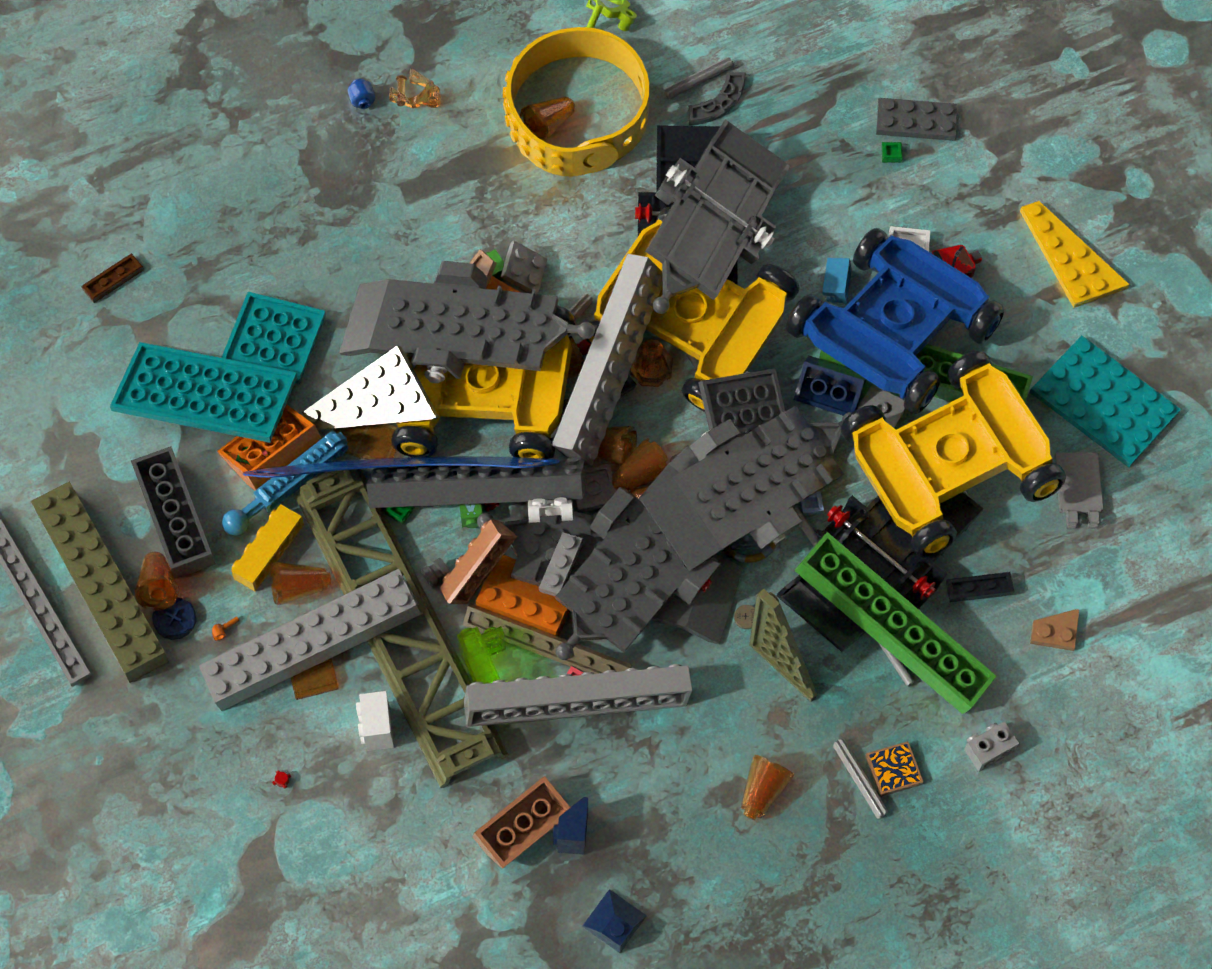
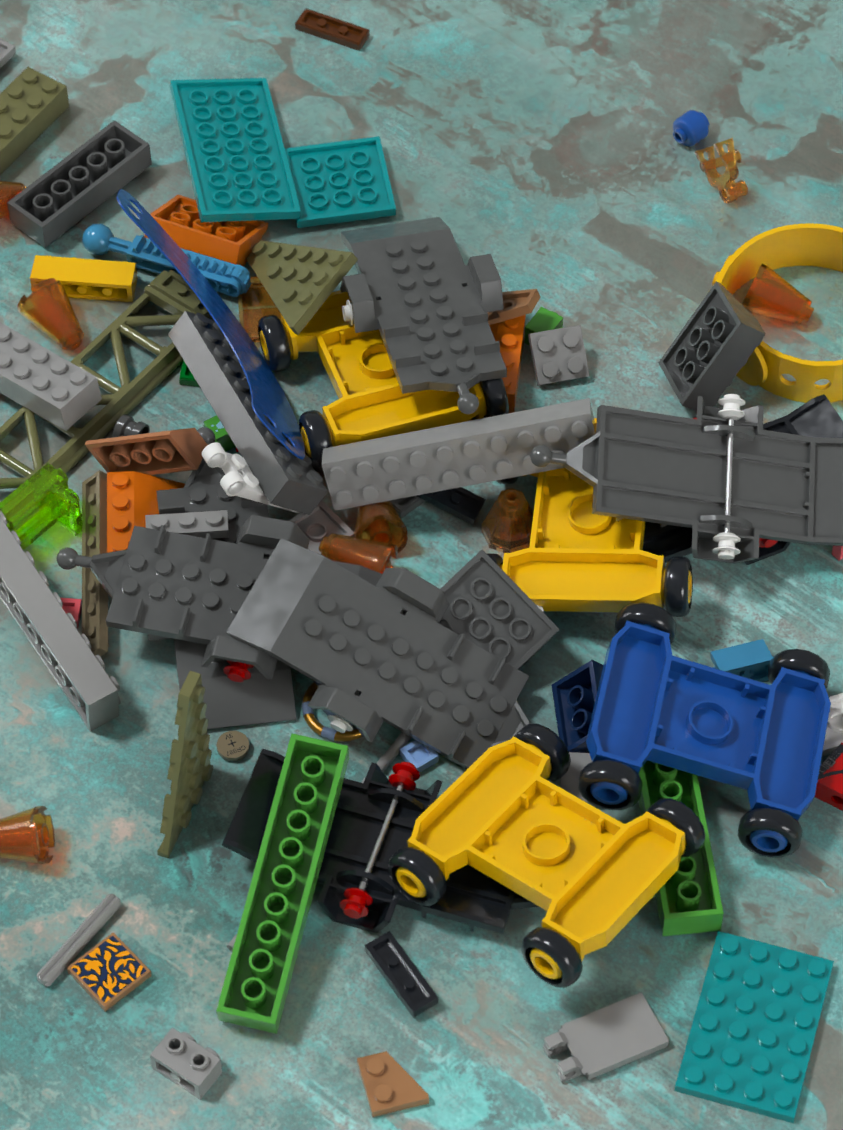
camera: 65 degrees right, 10 degrees down
(584, 171) = (711, 348): none -> dark grey slope

